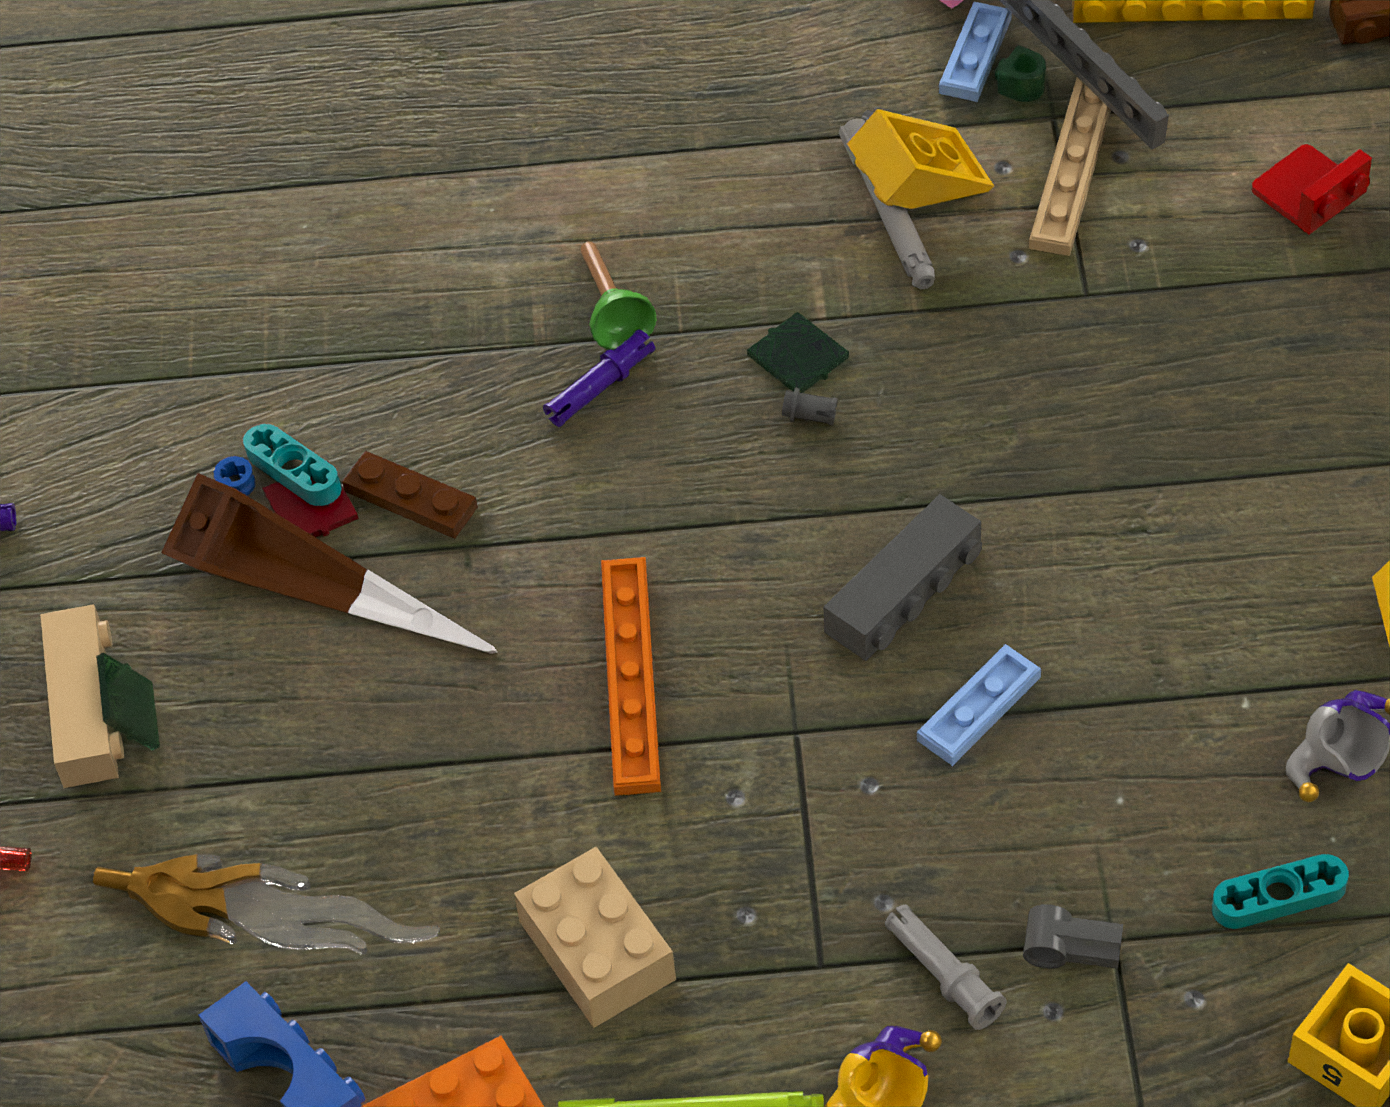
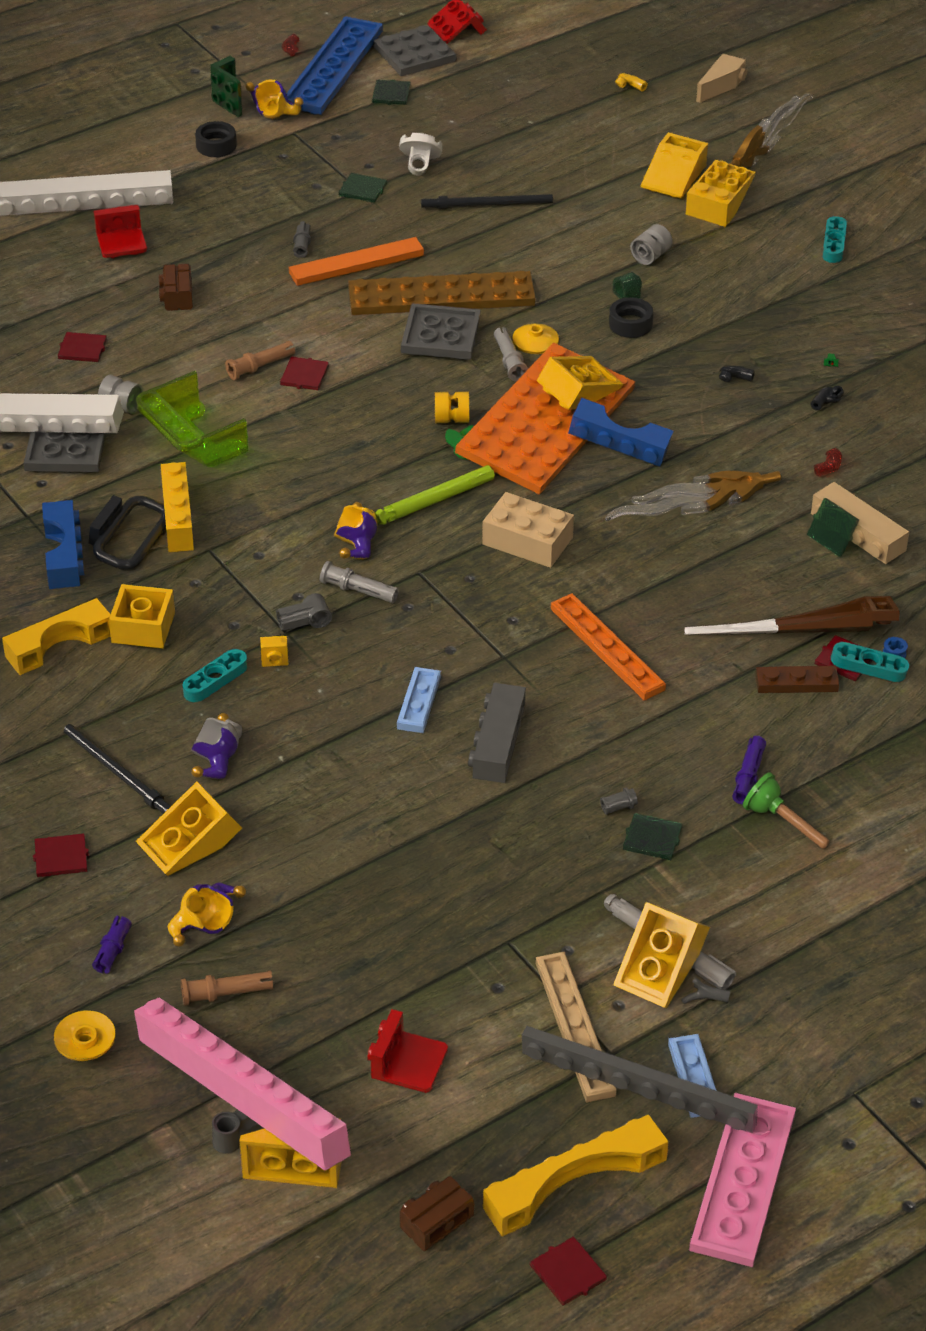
camera: 145 degrees right, 10 degrees down
(1021, 75) = (645, 1051): clear green plate -> none
(1159, 892) = (274, 651): none -> yellow bracket

